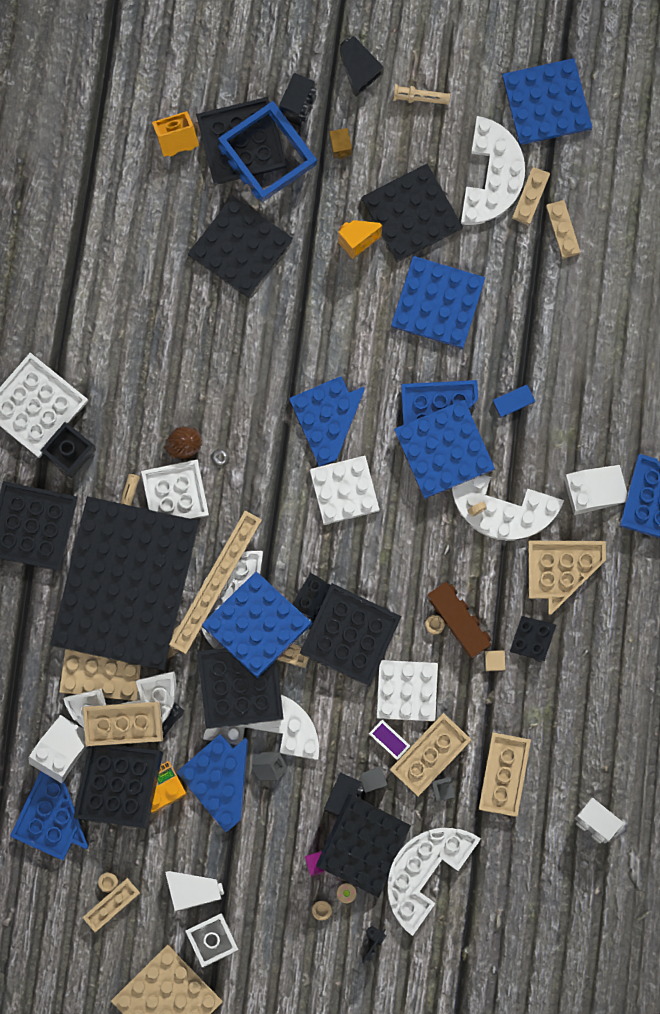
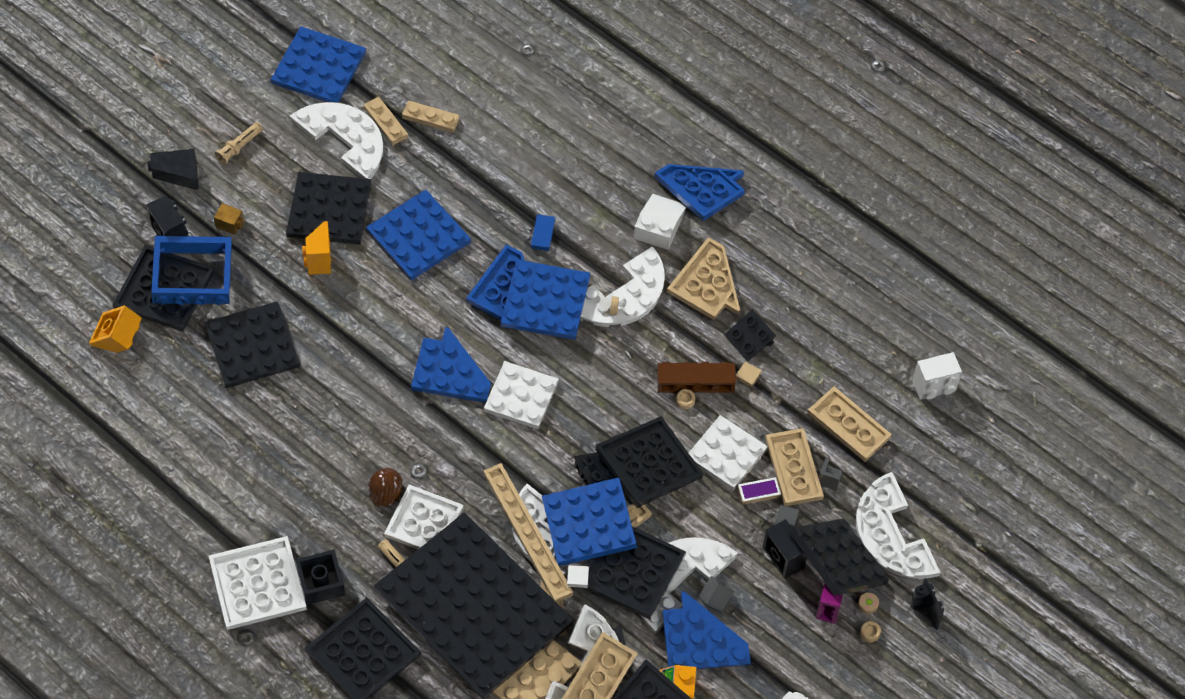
camera: 60 degrees left, 20 degrees down
(199, 649) = (578, 576): none -> white tile

